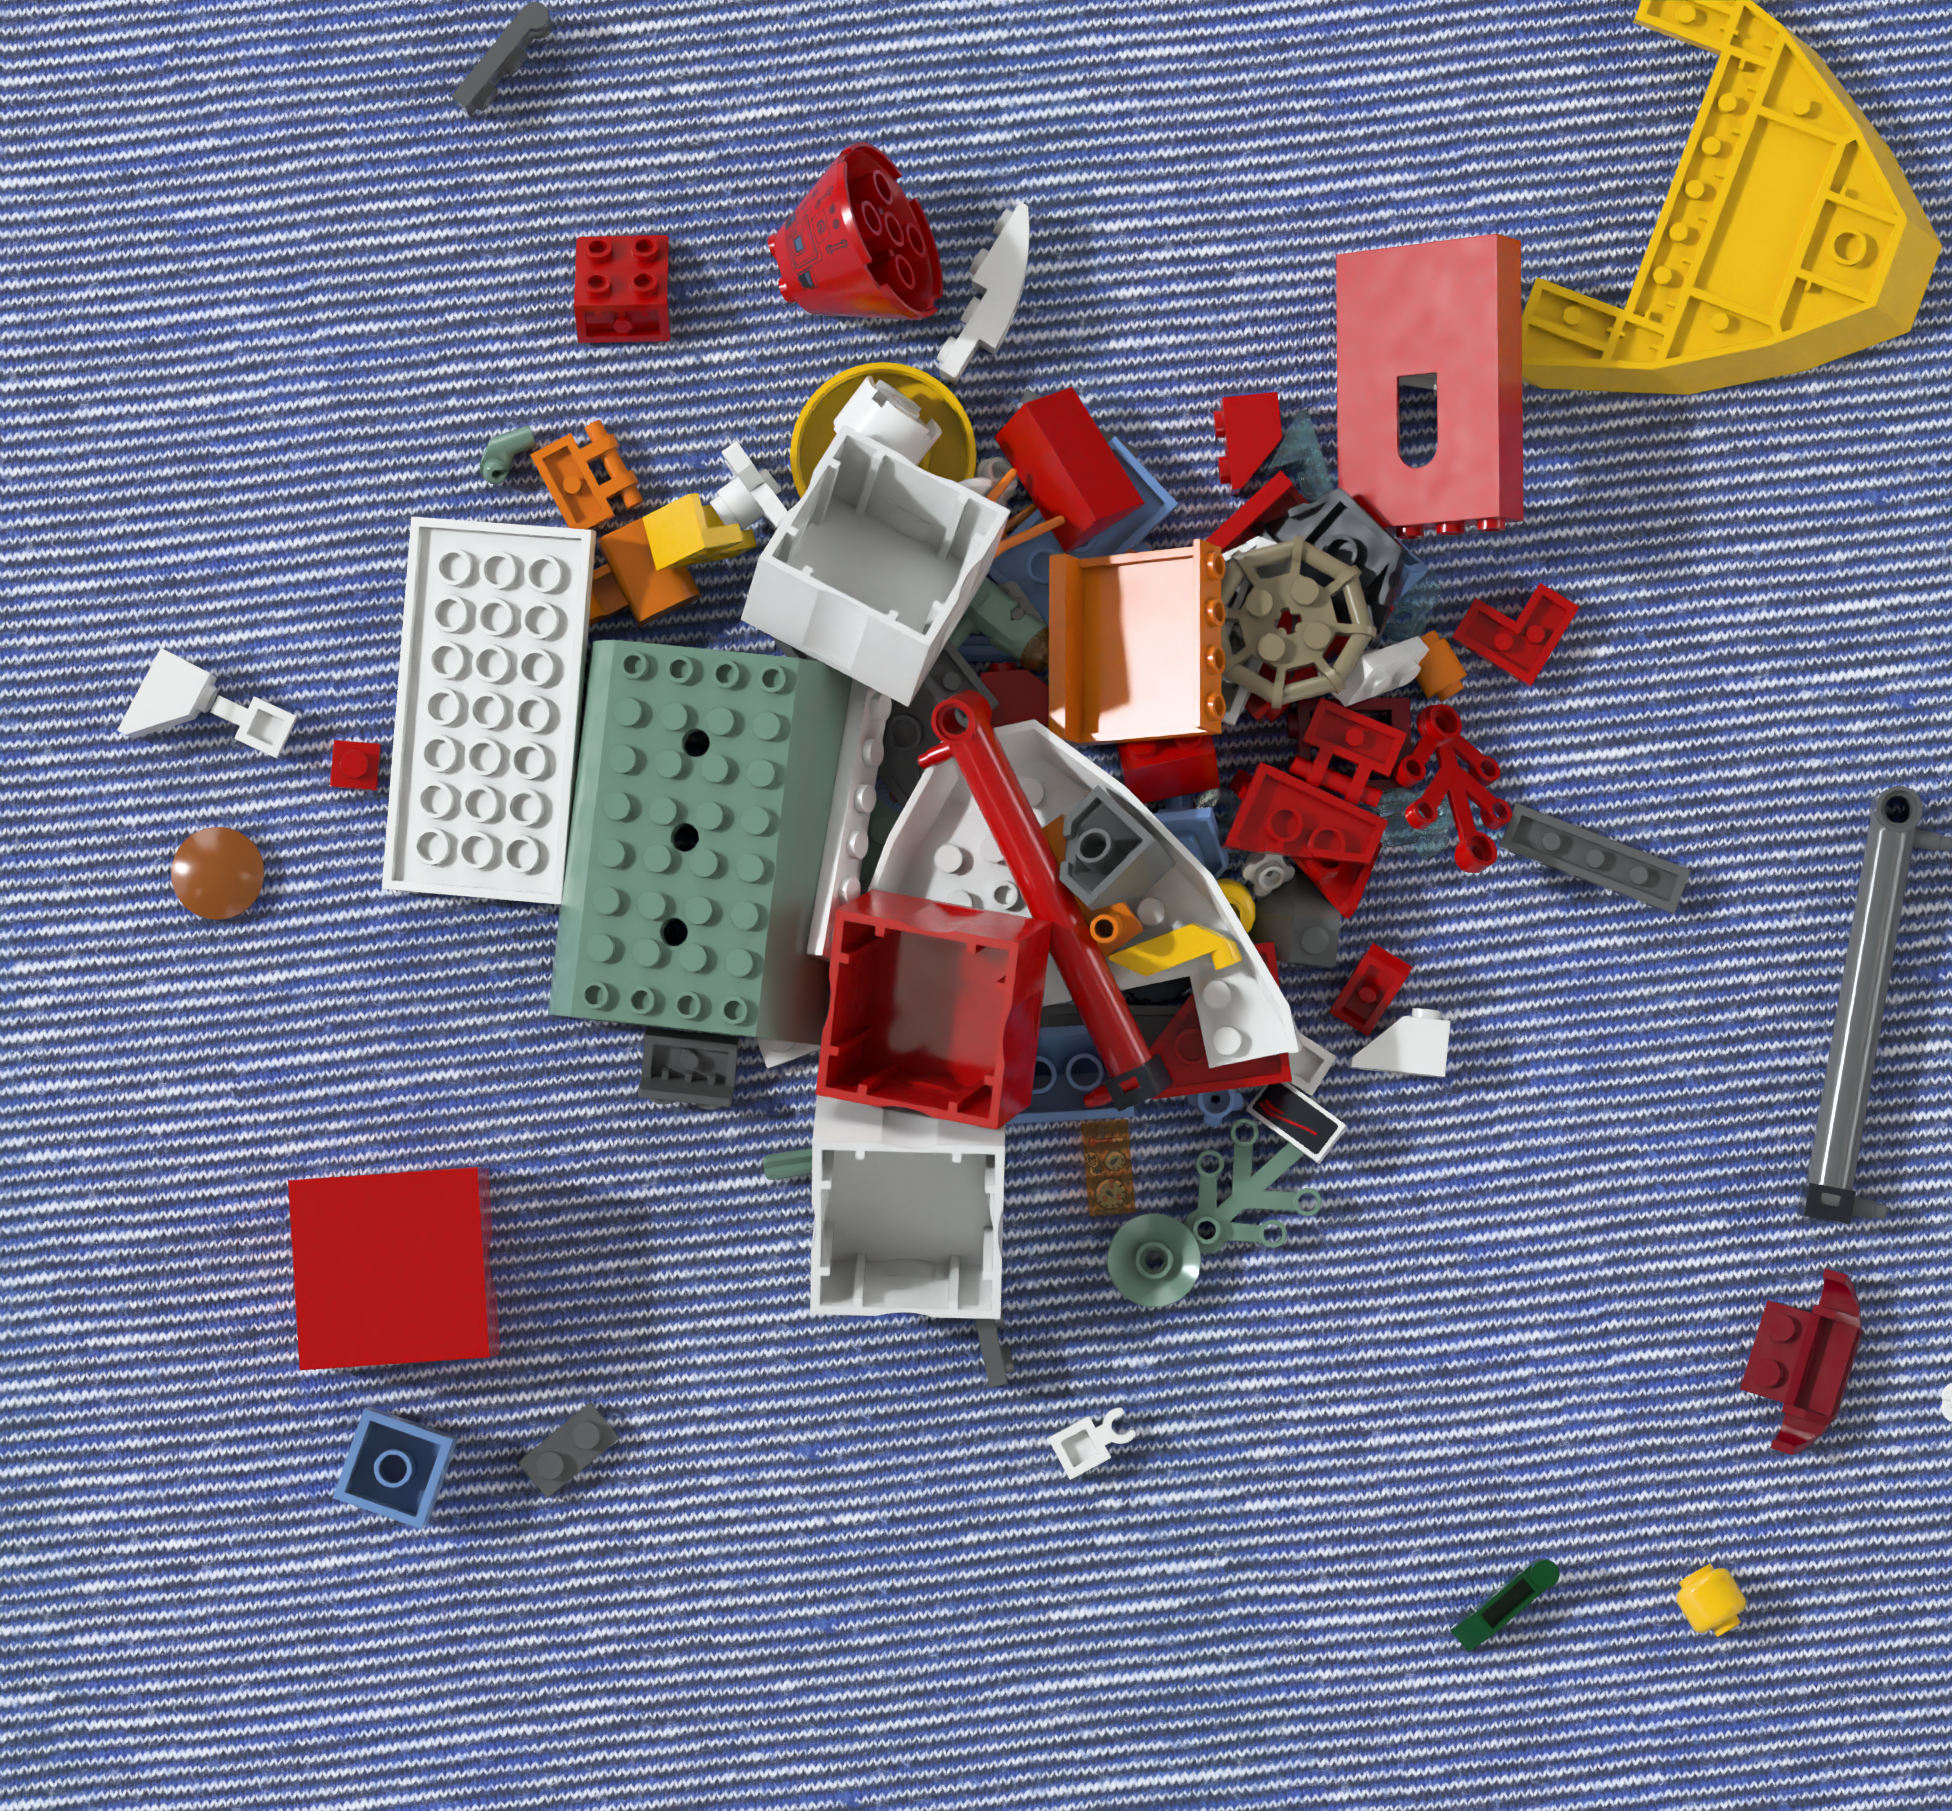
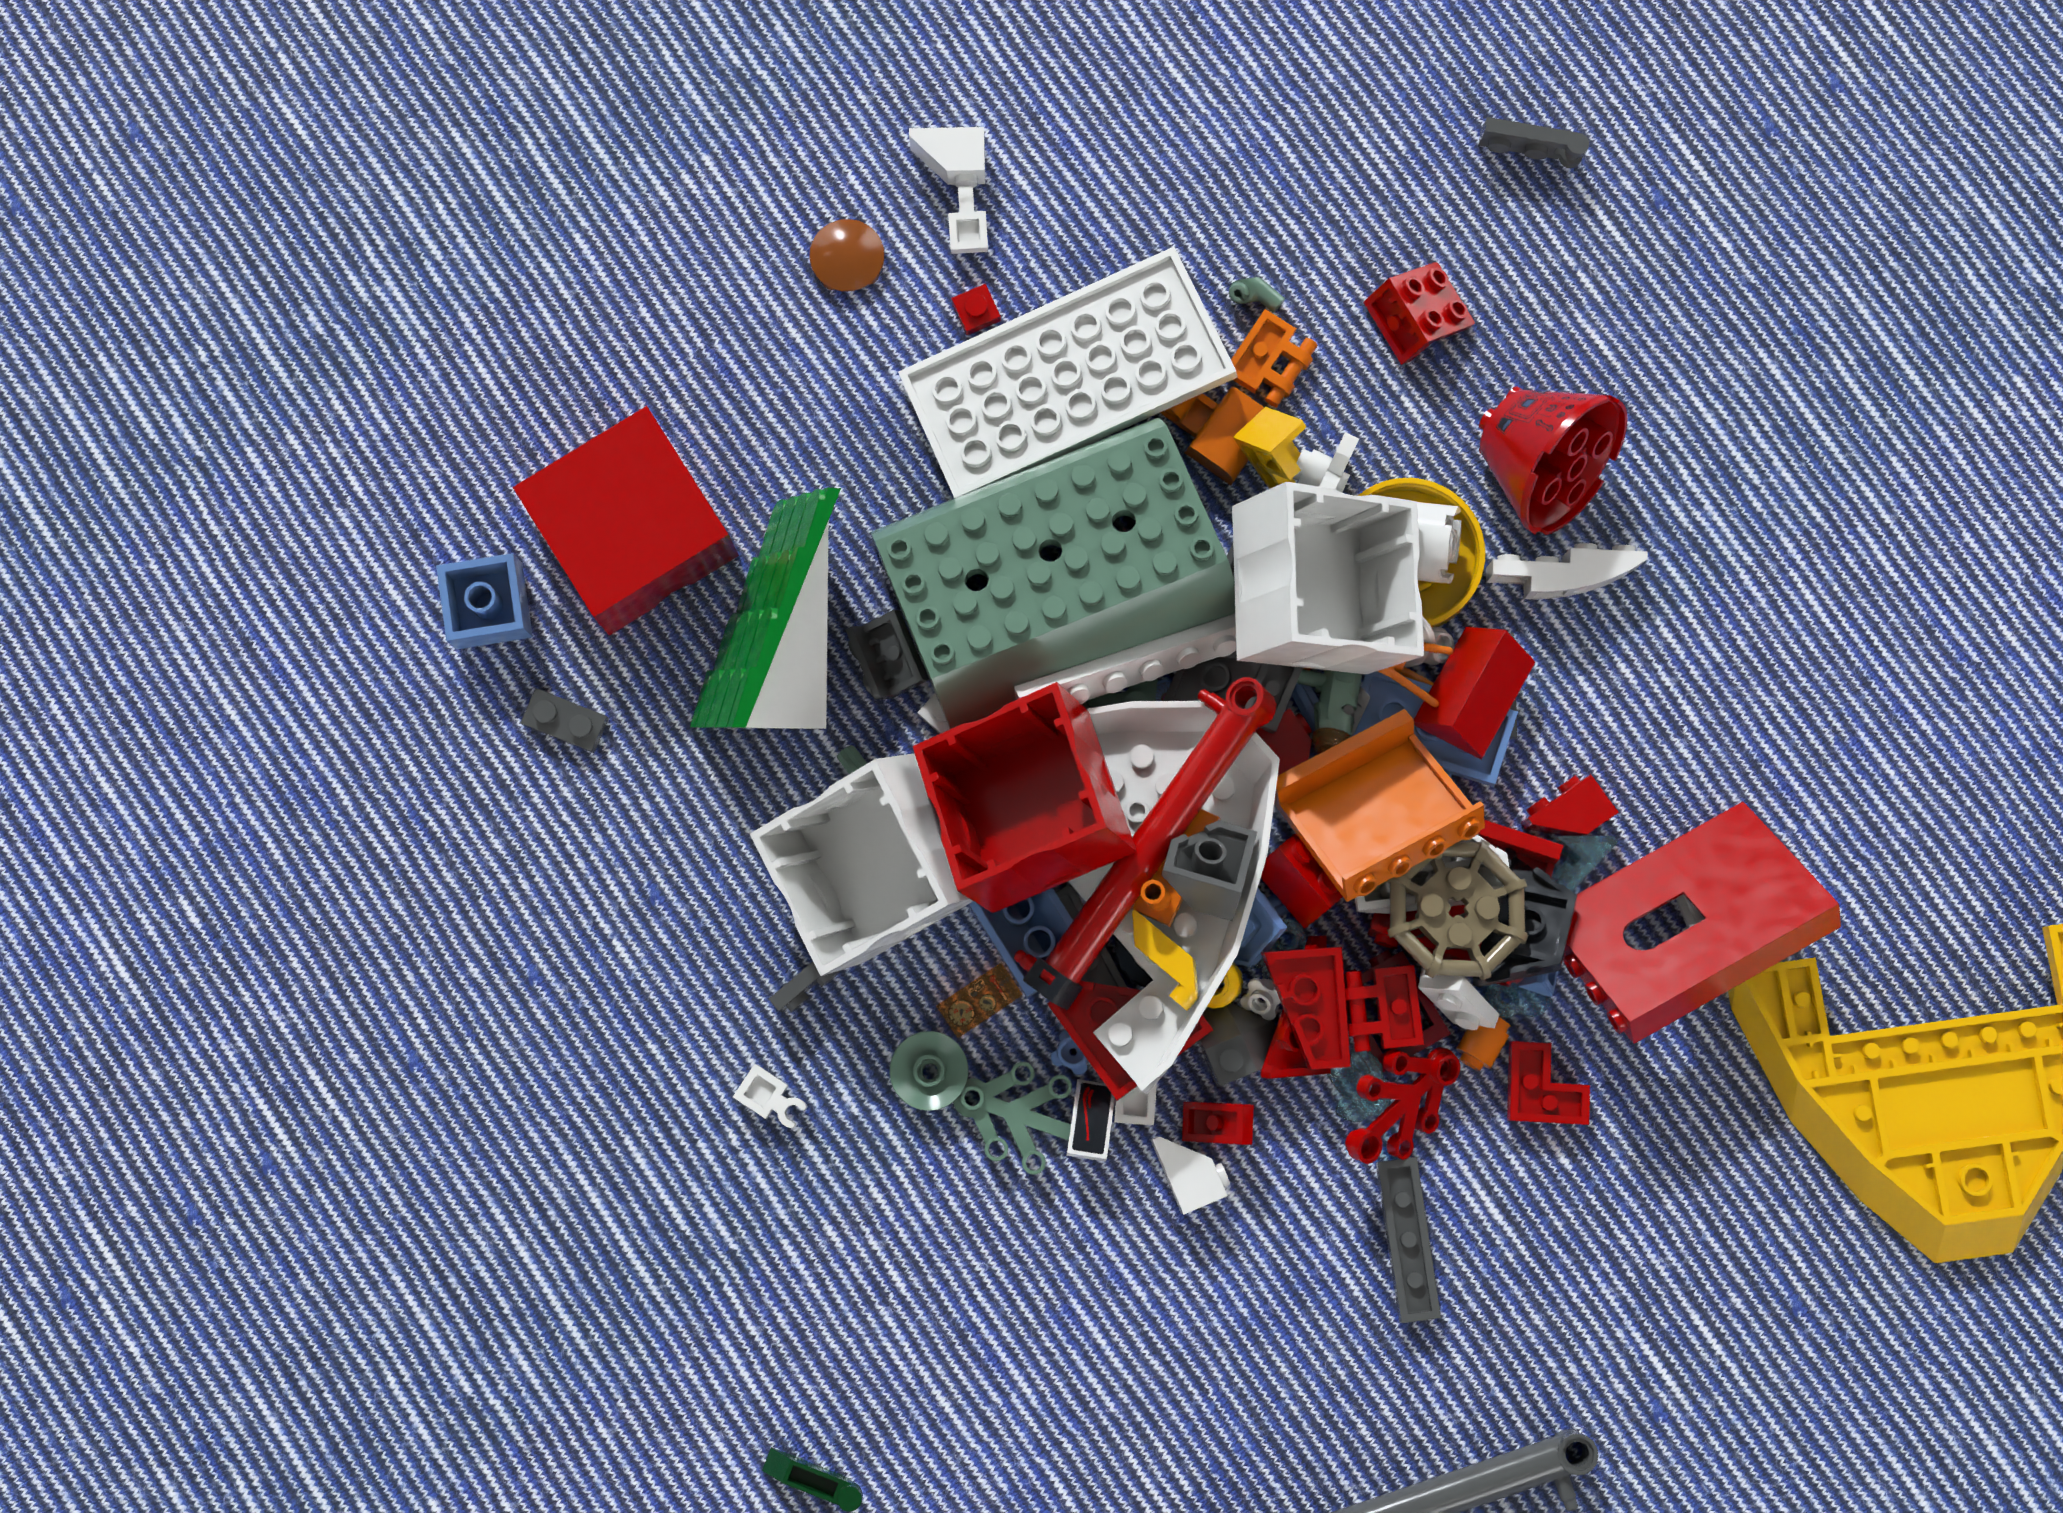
camera: 55 degrees right, 5 degrees down
(610, 1177) = (776, 642): none -> green piece

